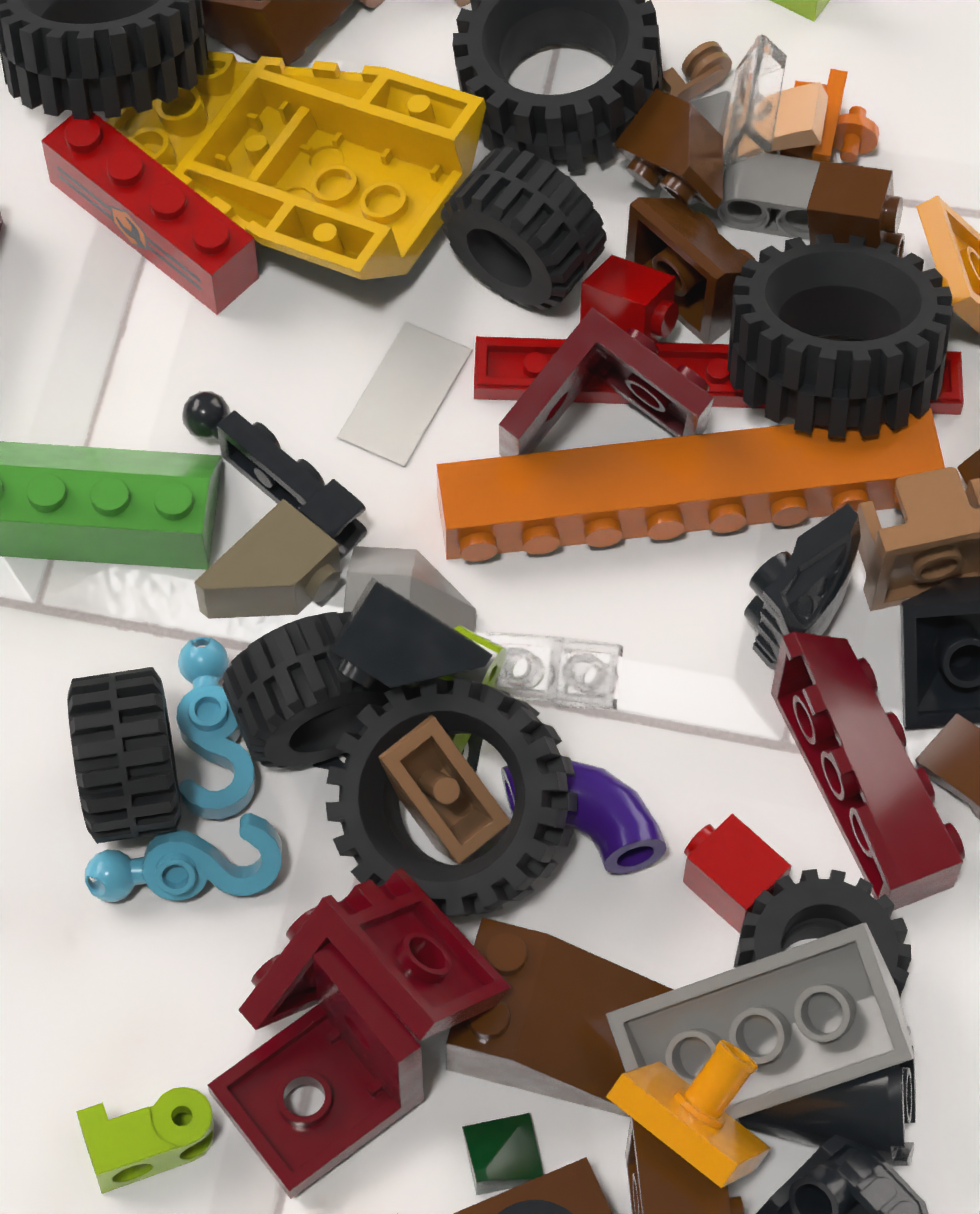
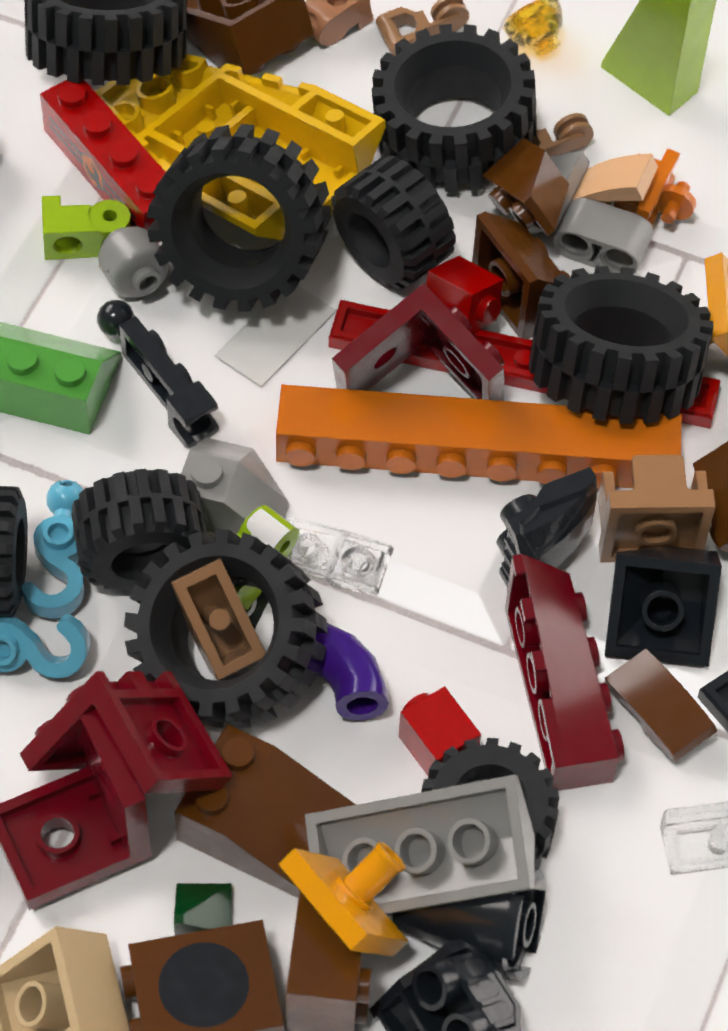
camera: 10 degrees right, 5 degrees down
(136, 305) = (79, 229): none -> lime leg
(209, 337) = (130, 262): none -> light grey head
(271, 569) = (134, 437): dark tan slope -> none
(325, 325) = (207, 259): none -> black tyre
(400, 642) = (207, 498): black slope -> none
(754, 102) = (599, 161): clear slope -> none
(855, 203) = (658, 248): reddish brown slope -> none

